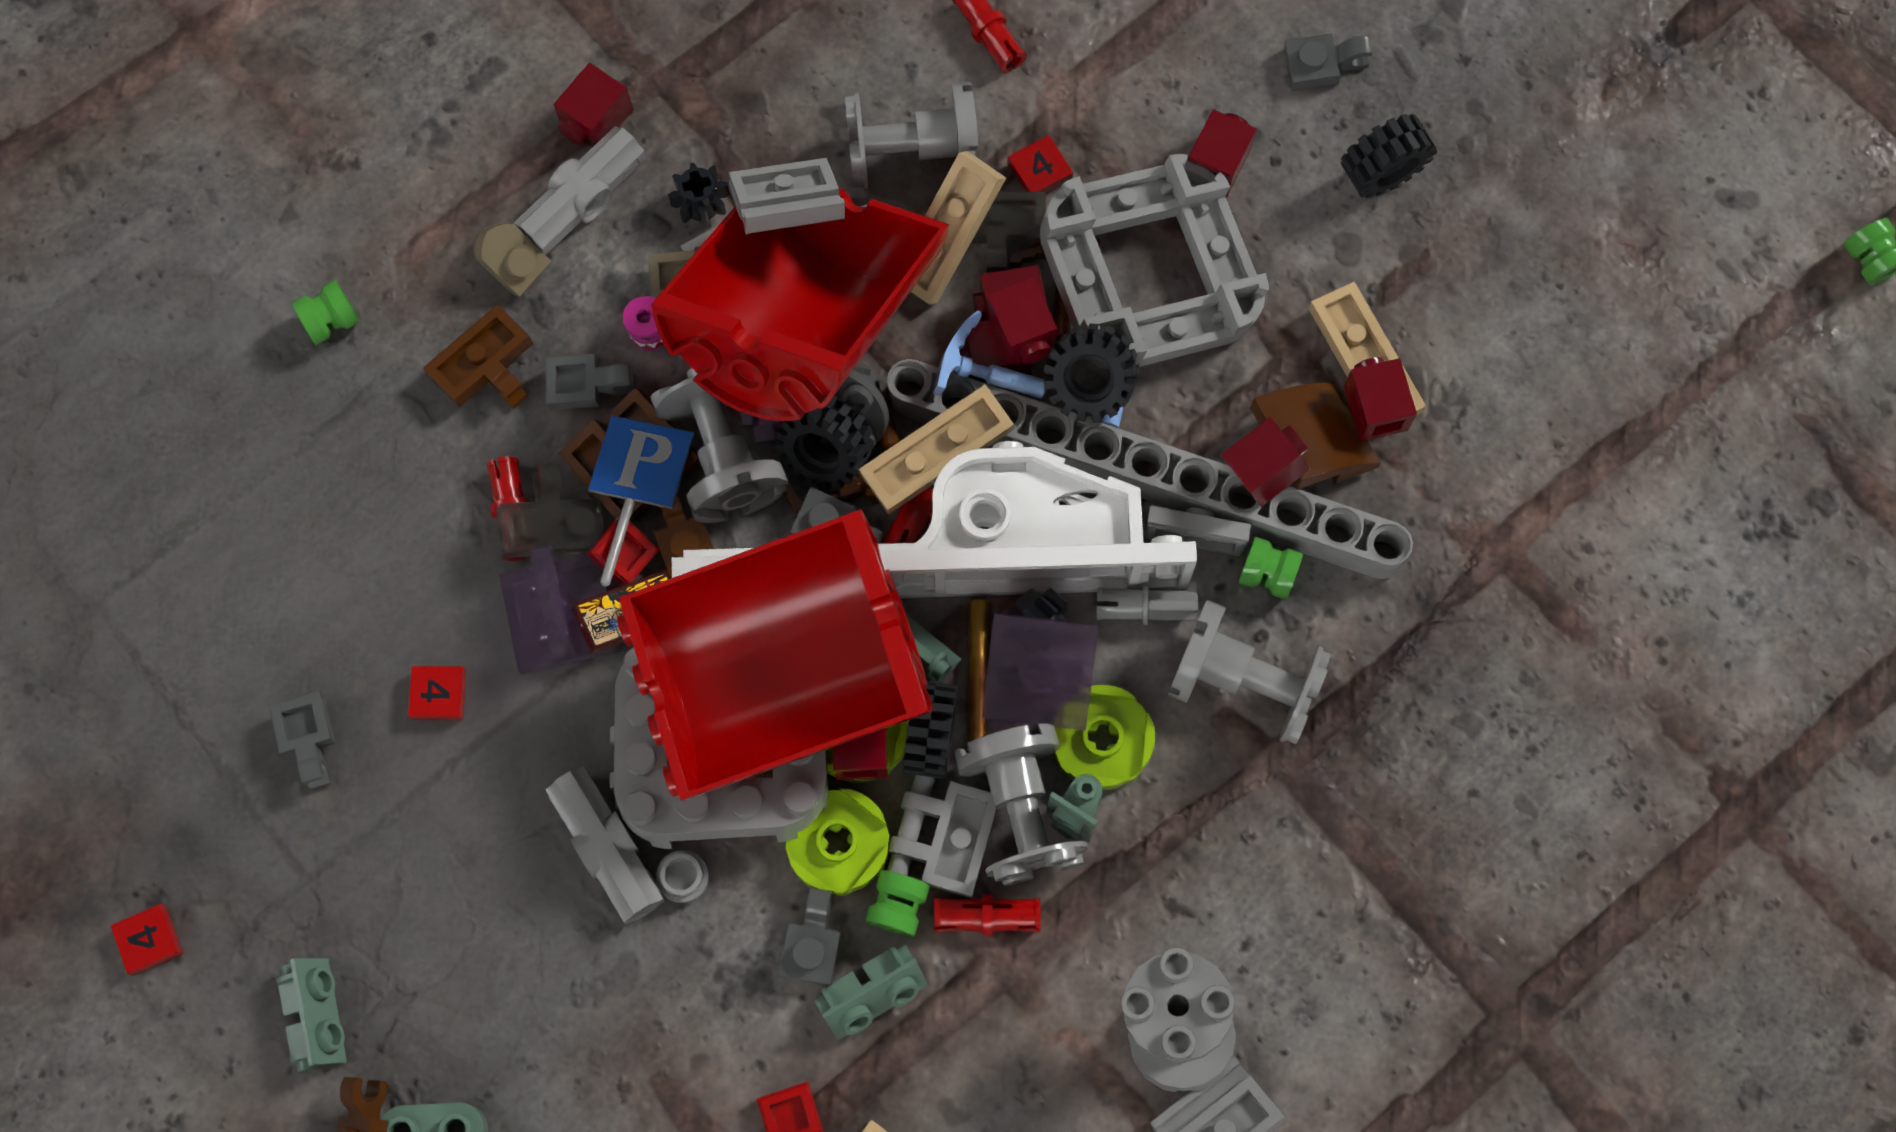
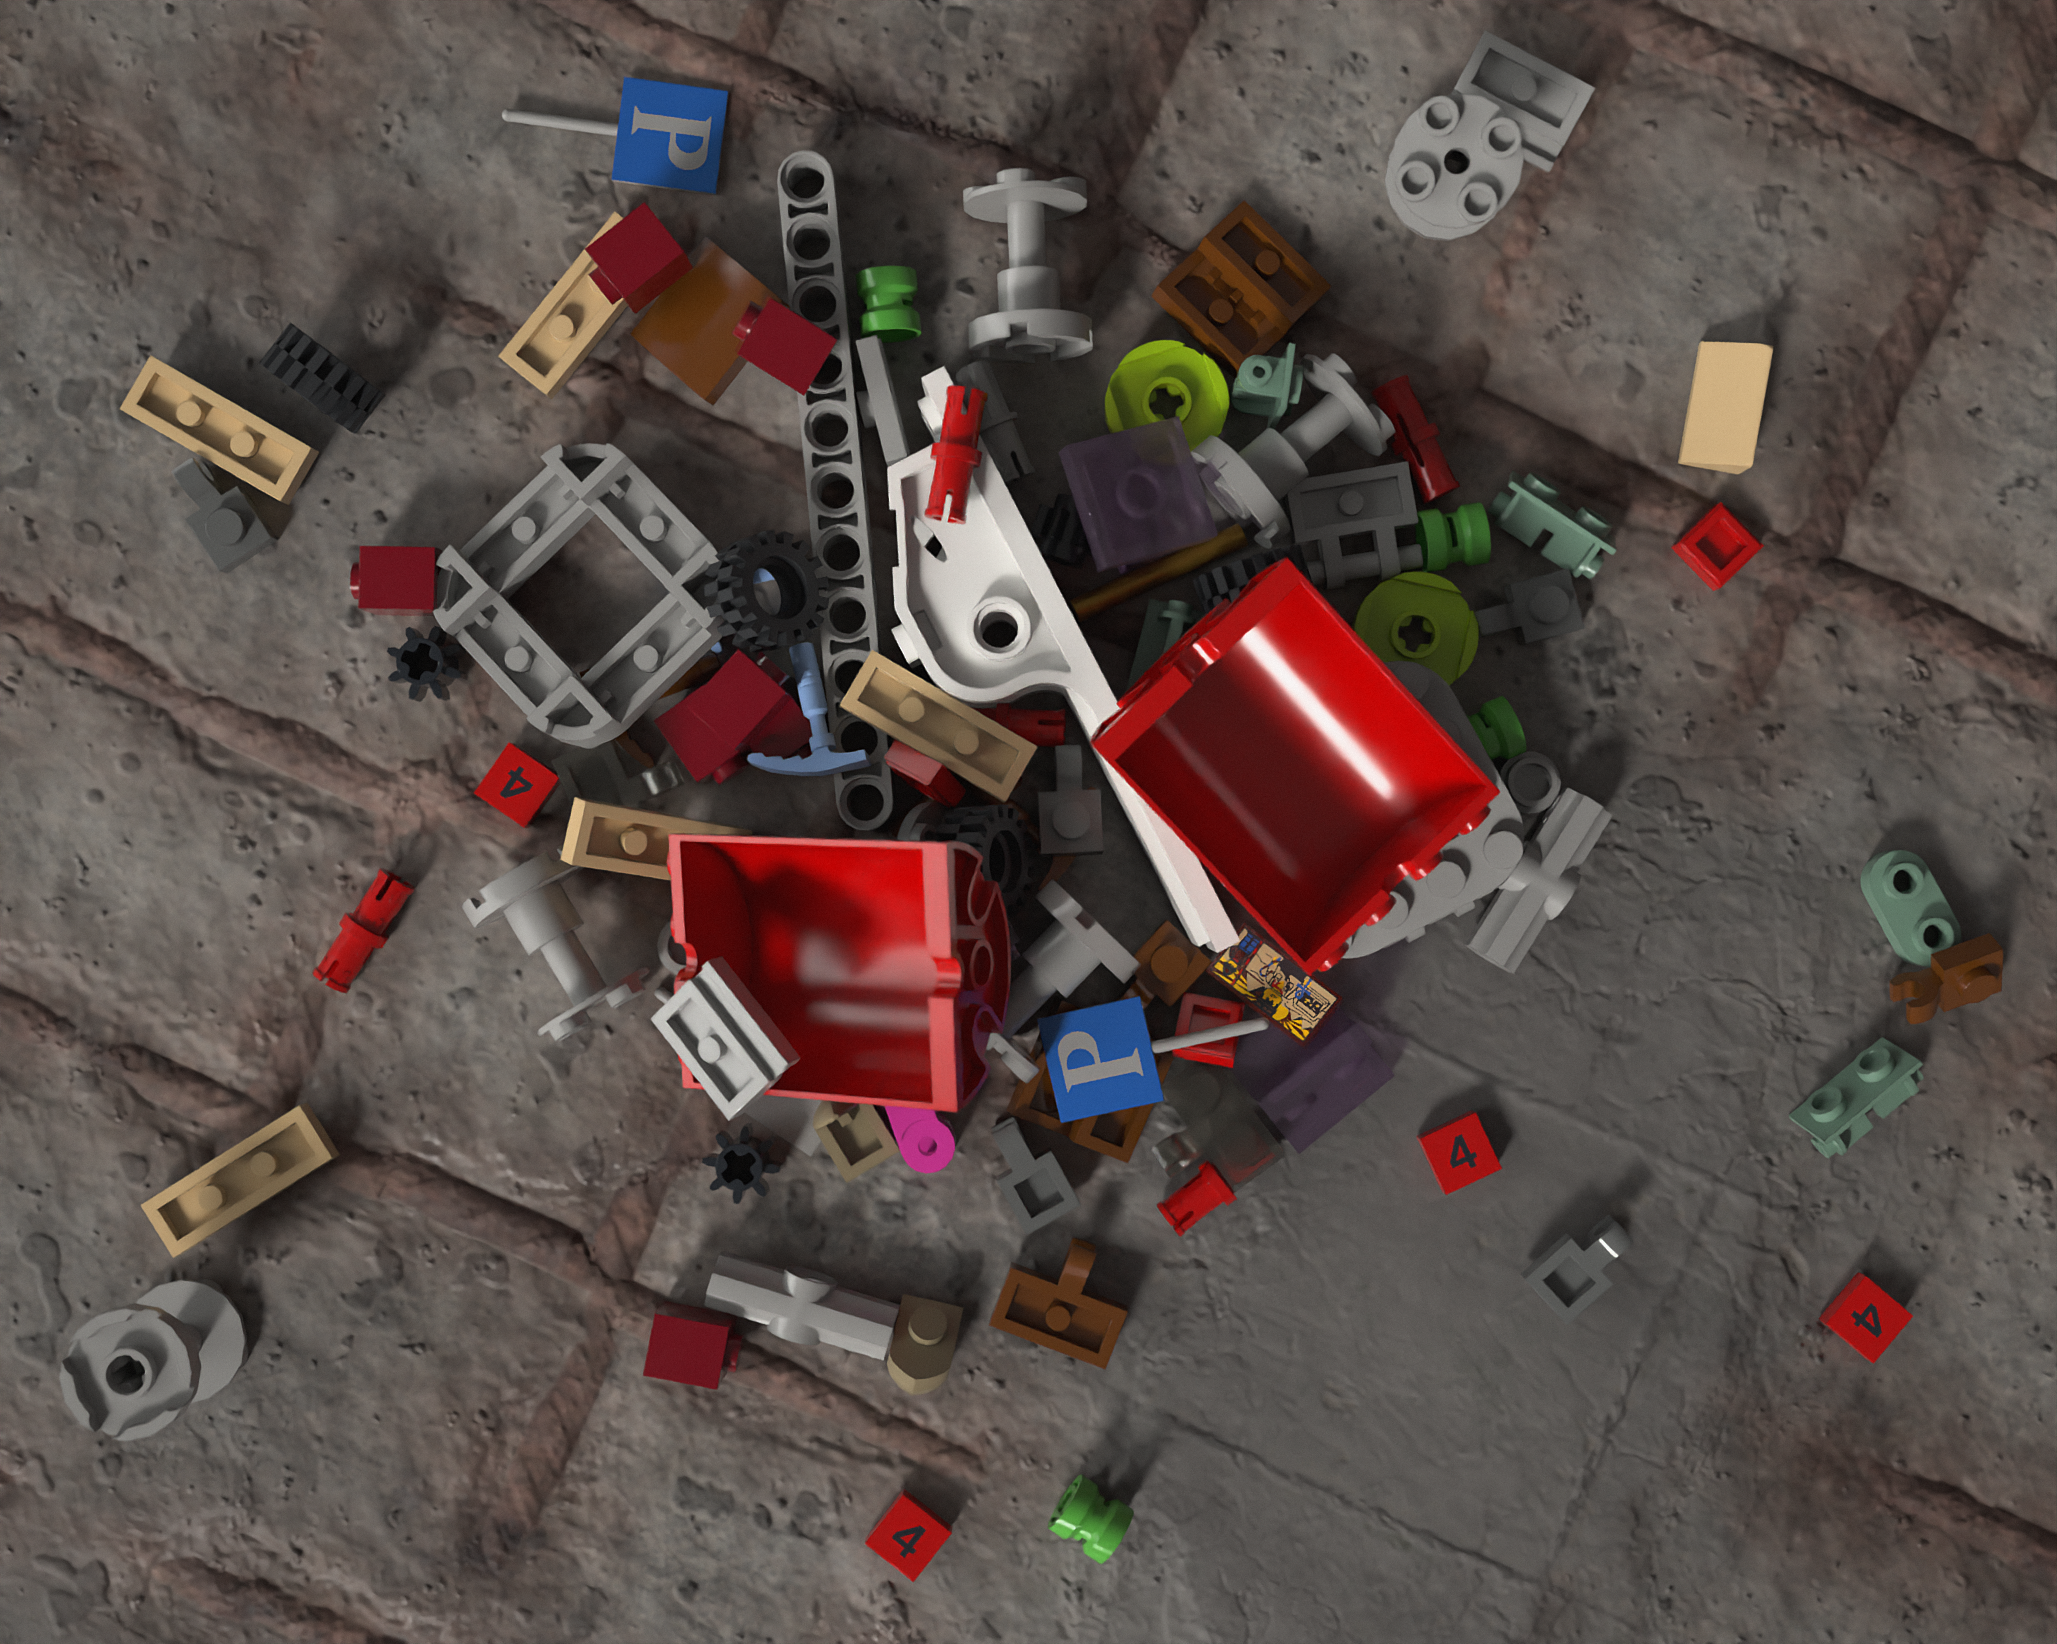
camera: 115 degrees left, 15 degrees up
(384, 192) = (908, 1535): none -> red tile
(734, 861) = (1499, 729): none -> bright green wheel
(905, 425) = (924, 774): none -> red tile
(1124, 534) = (956, 454): none -> red pin
(1153, 140) = (408, 658): none -> black gear
(1165, 837) = (1241, 289): none -> reddish brown slope
(1384, 81) = (219, 430): none -> tan plate
(1472, 472) = (664, 134): none -> blue piece

